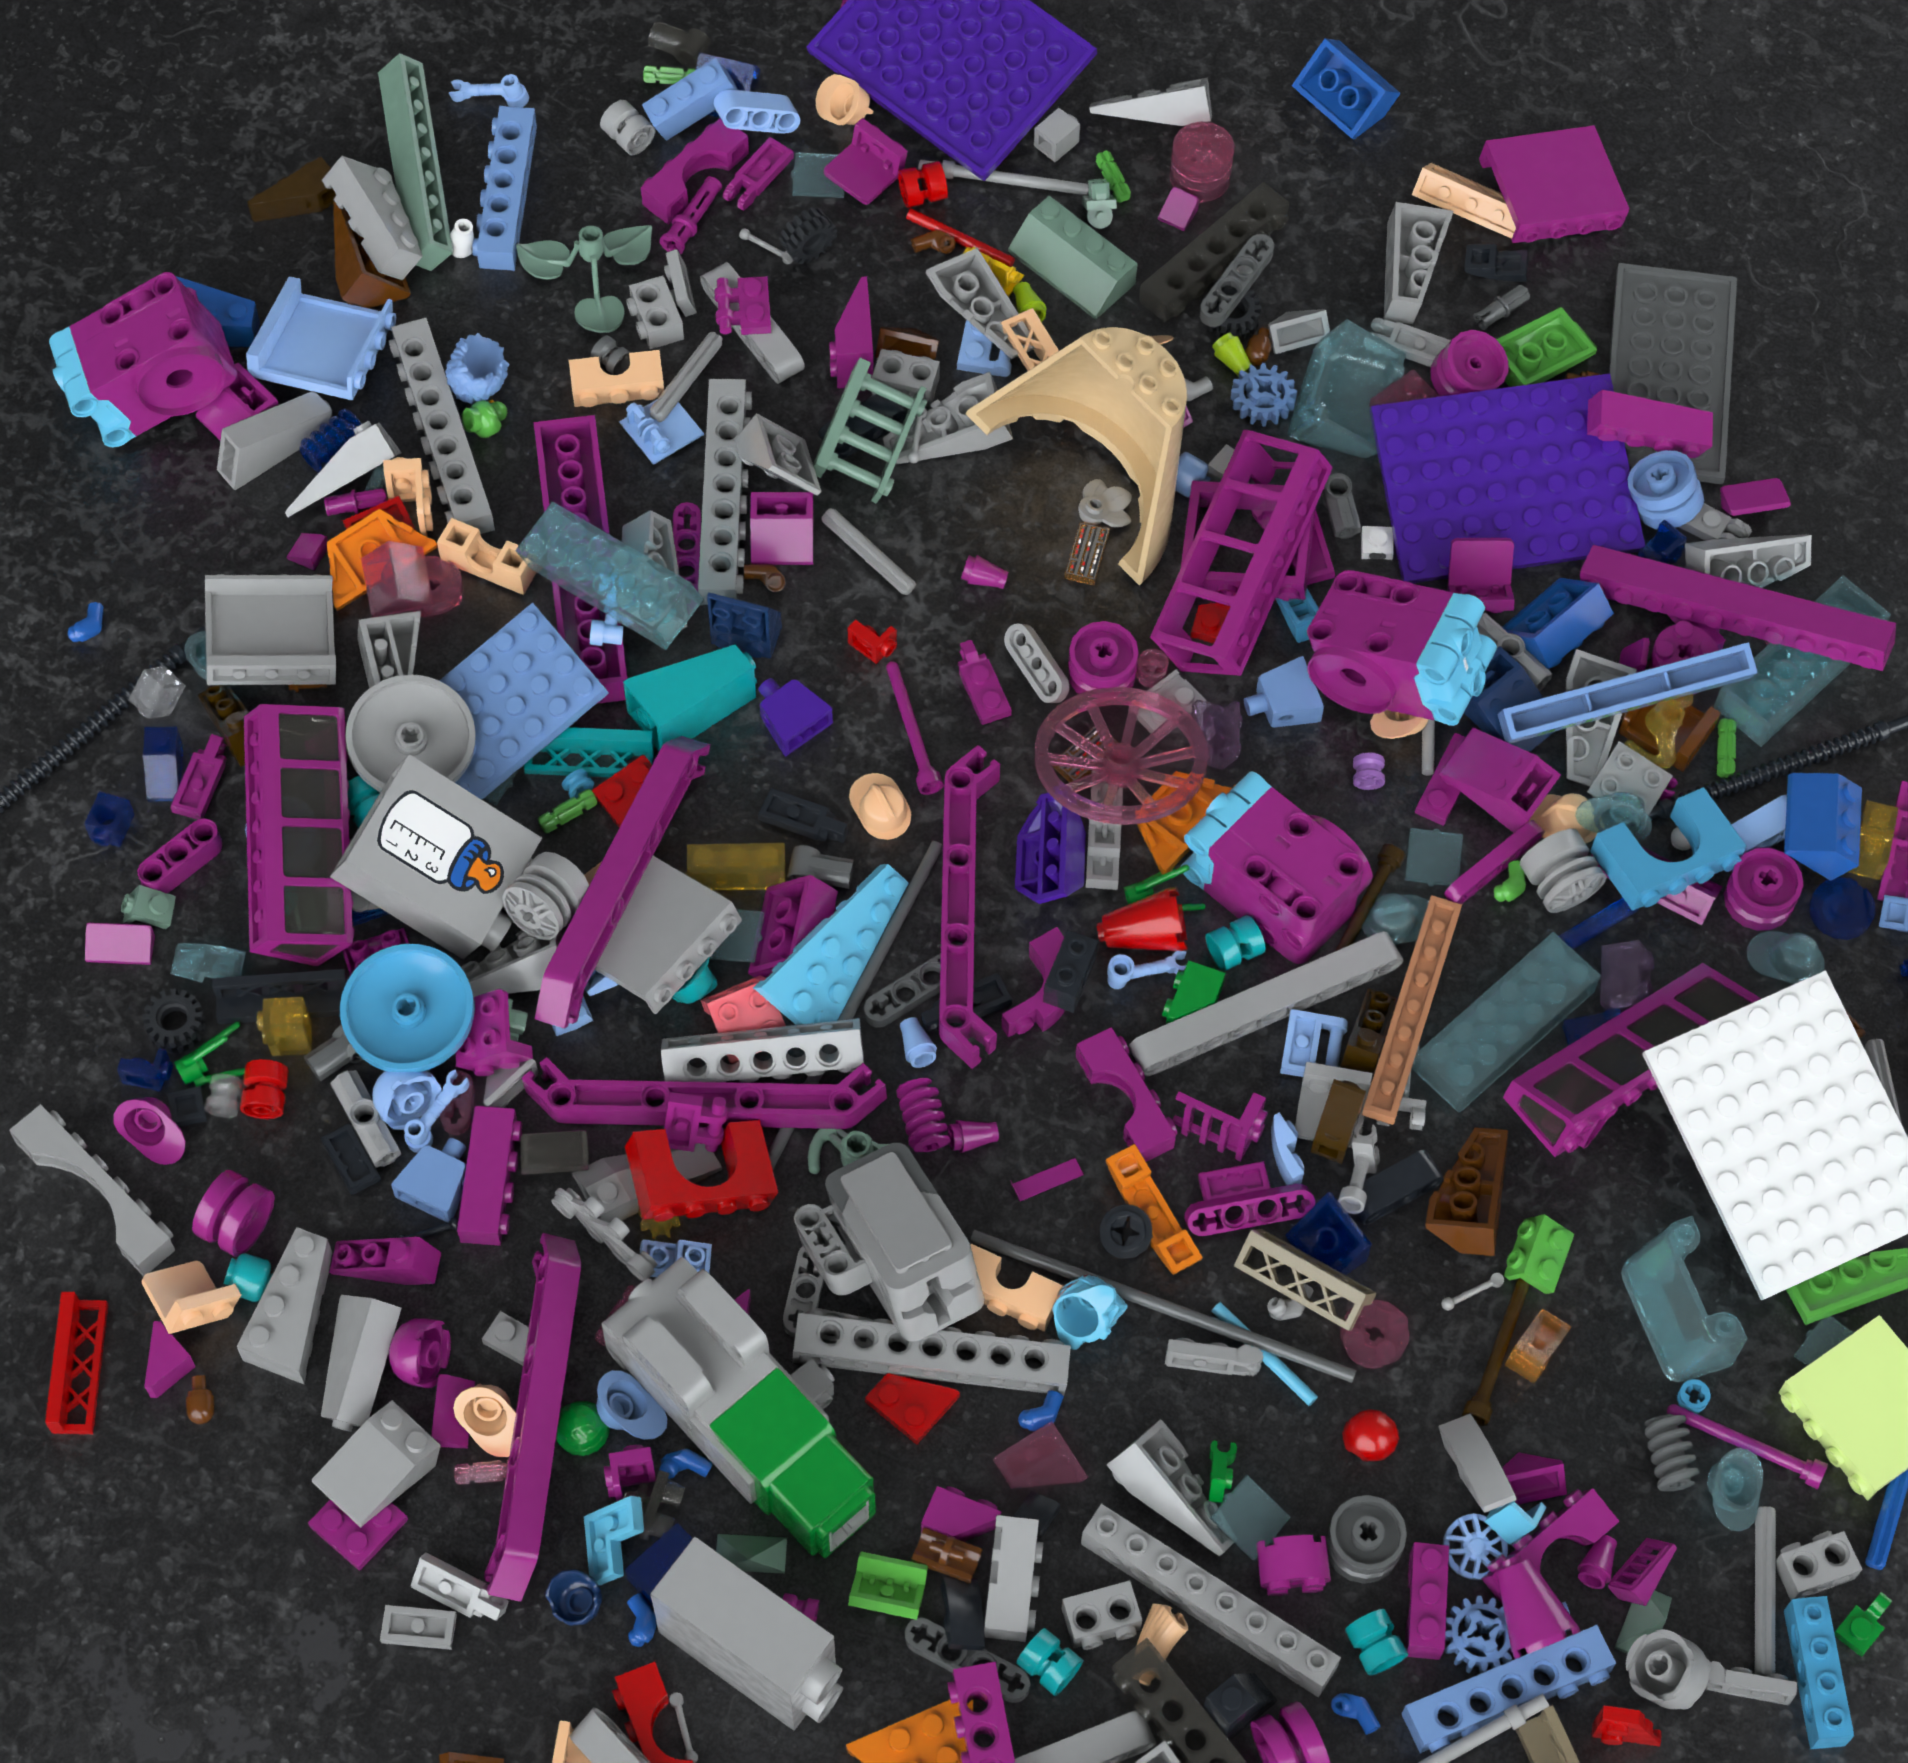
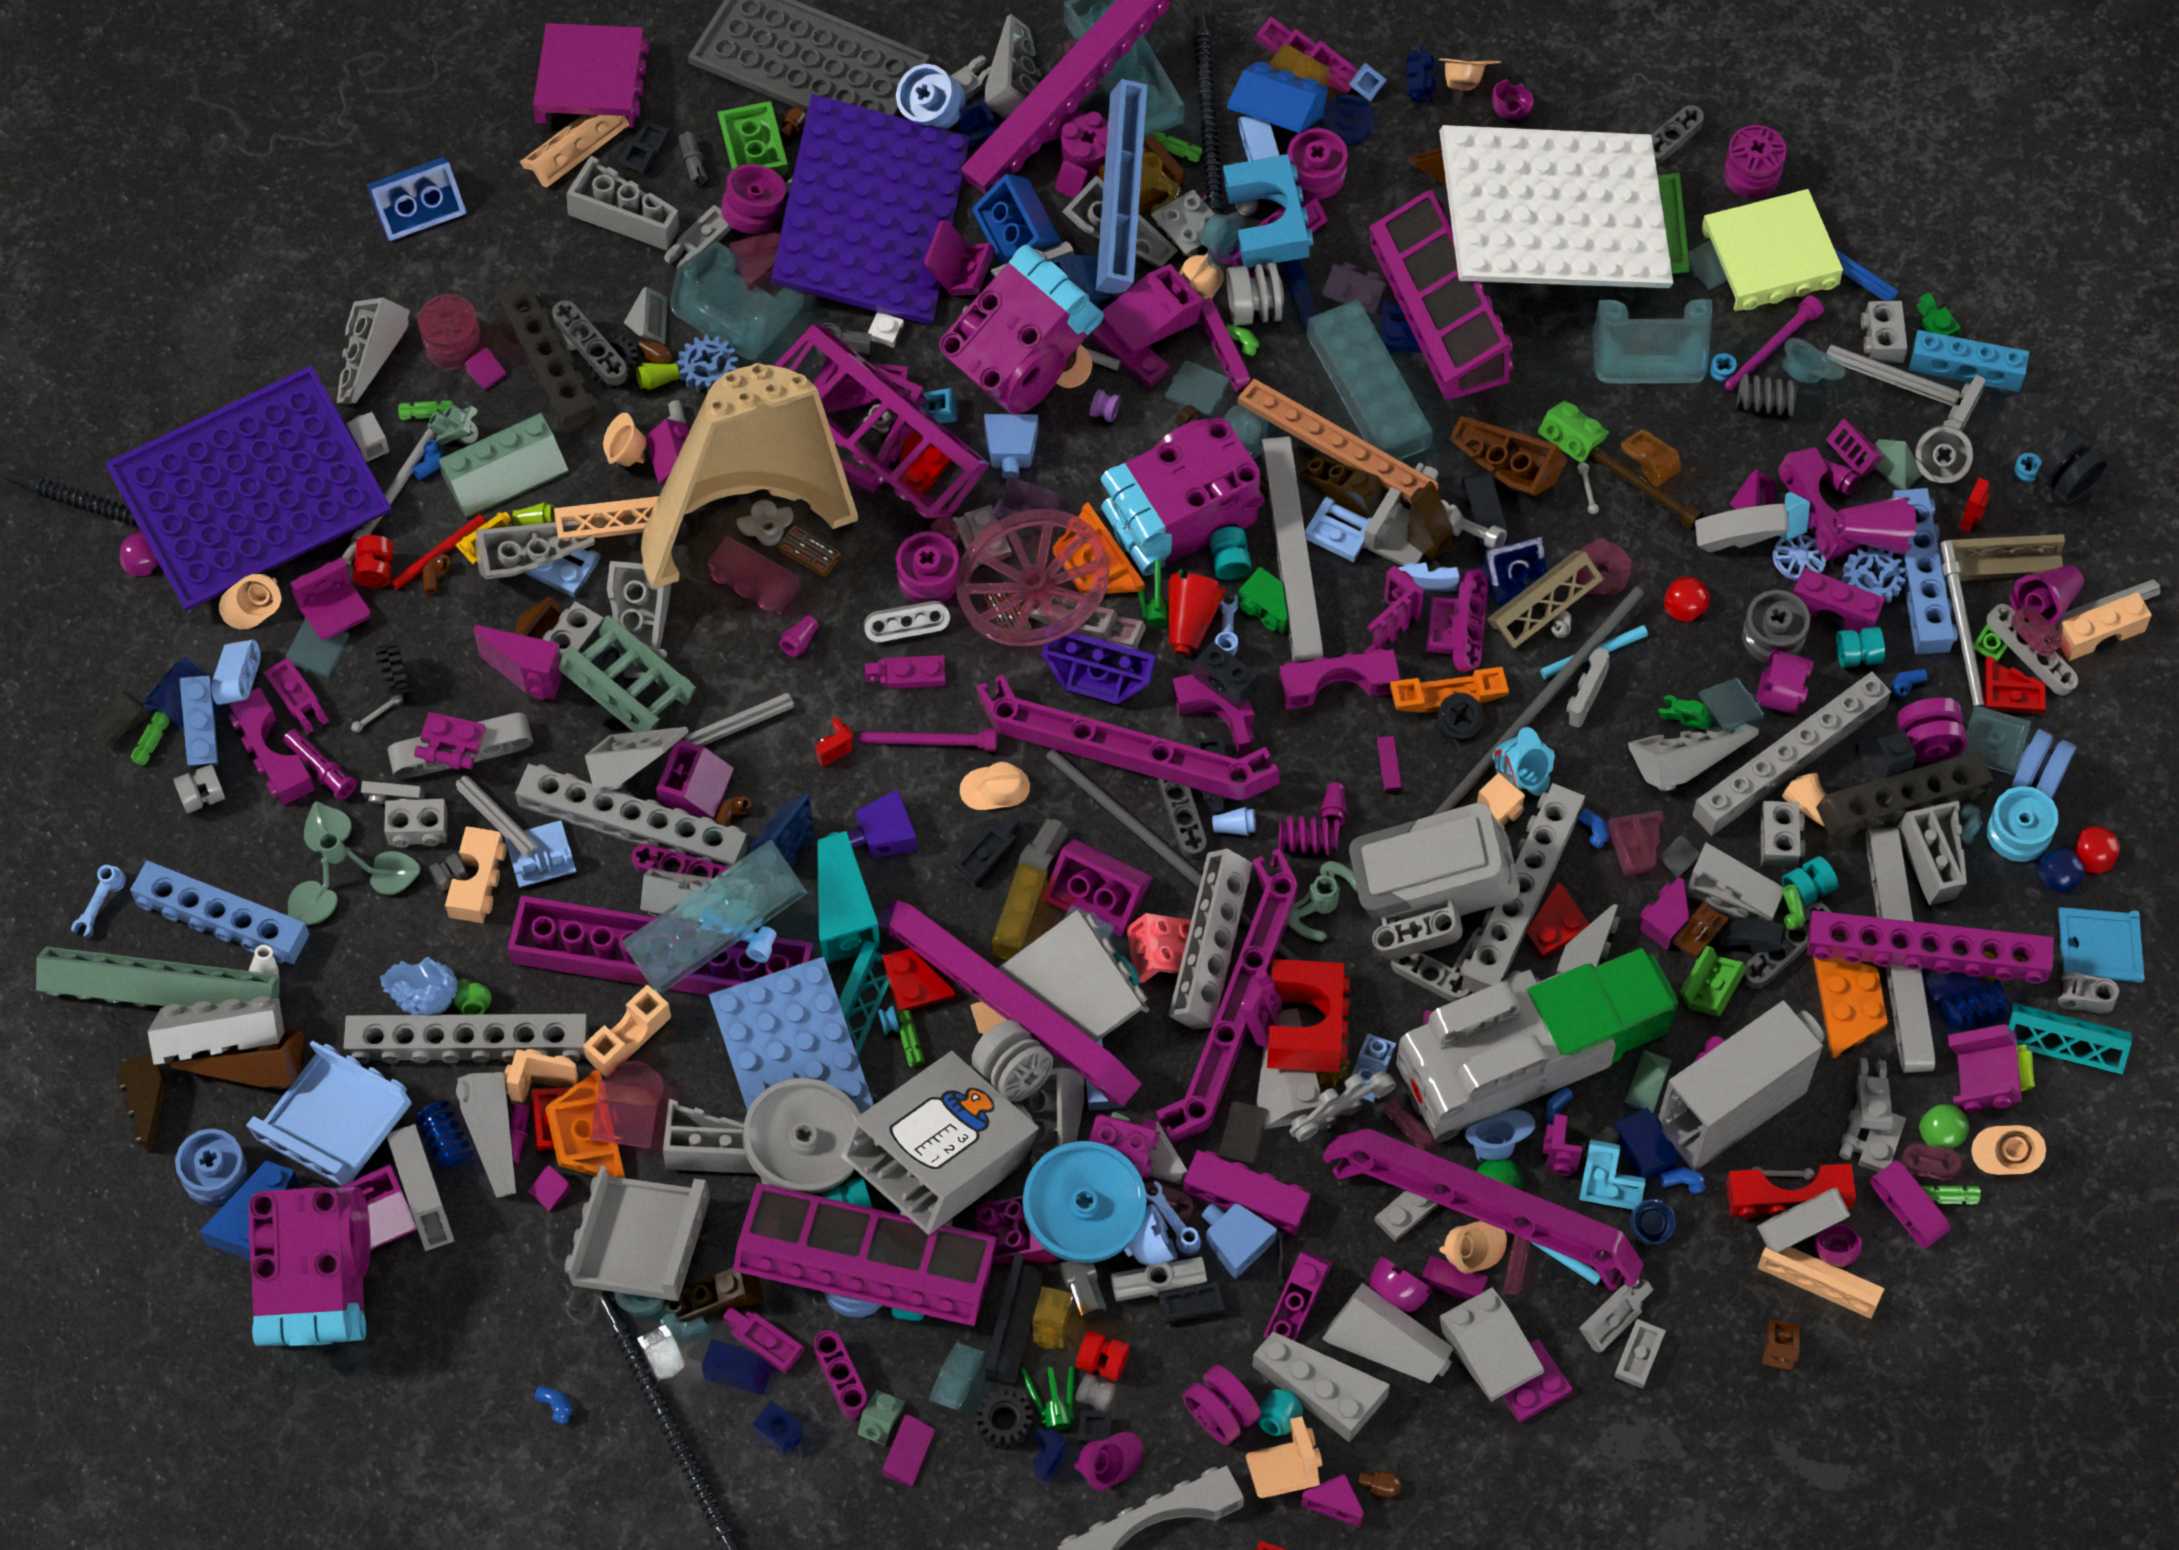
camera: 70 degrees left, 0 degrees up
(191, 707) = (683, 1330): none -> clear light blue arm
(242, 264) = (211, 1166): none -> medium blue wheel
(831, 958) = (1134, 855): medium azure wing -> none
(882, 1442) = (1591, 943): none -> light grey slope
(1010, 1651) = (1794, 902): none -> bright green arm
(1034, 510) = (753, 575): none -> clear pink brick
(1066, 198) = (431, 460): none -> blue arm
(1649, 423) = (871, 83): magenta brick -> none
(1754, 497) = (955, 42): magenta slope -> none
(1785, 956) = (1374, 173): clear light blue piece -> none

